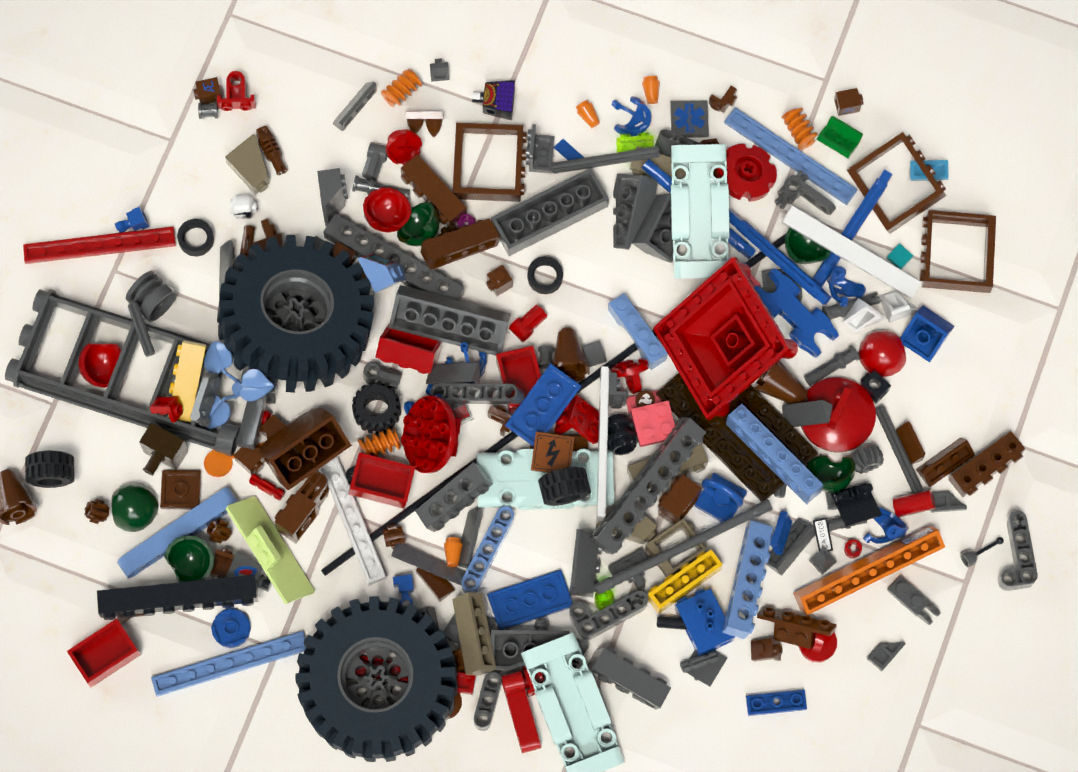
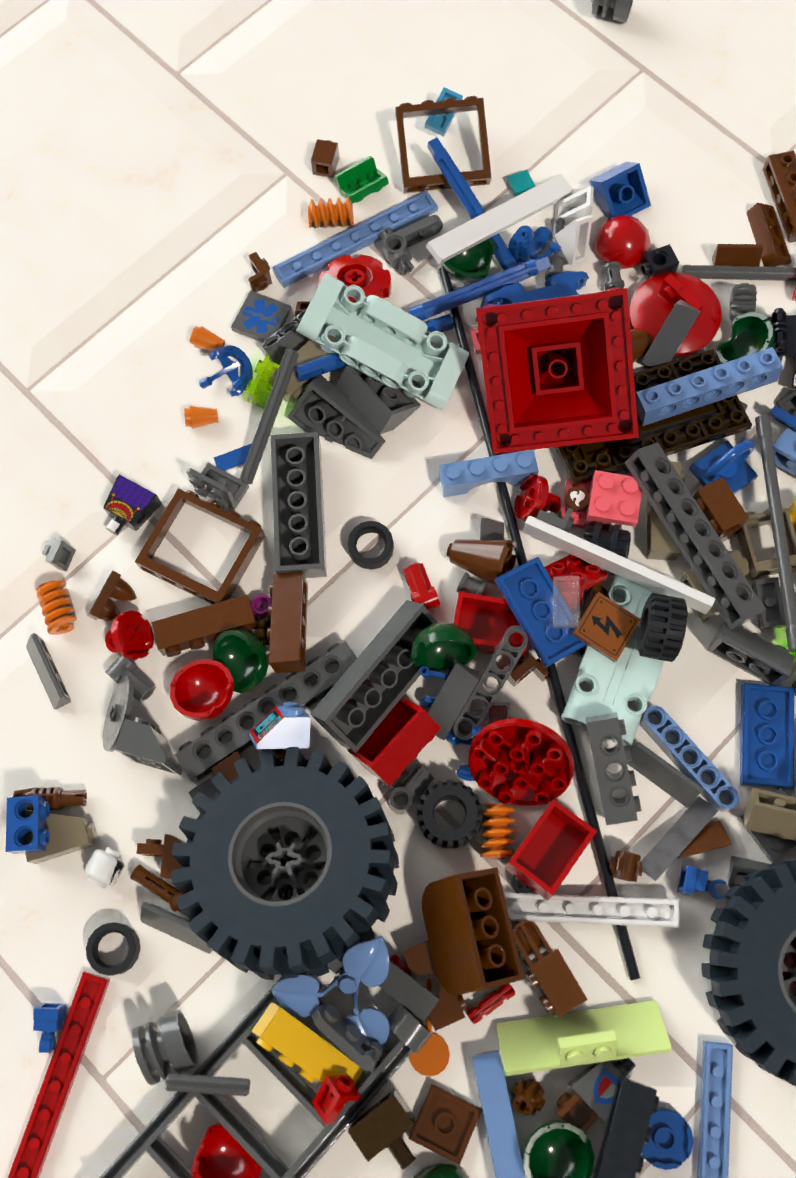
camera: 60 degrees left, 0 degrees up
(244, 139) = (18, 825): none -> blue brick
(347, 163) = (117, 712): none -> dark grey piece
(371, 185) = (161, 696): dark grey pin -> none
(453, 551) = (673, 801): orange cone -> none
(484, 348) = (442, 646): none -> dark green cylinder
(499, 280) = (353, 598): reddish brown brick -> none
(555, 417) = (566, 602): none -> clear tile
(959, 219) = (553, 99): reddish brown window -> none

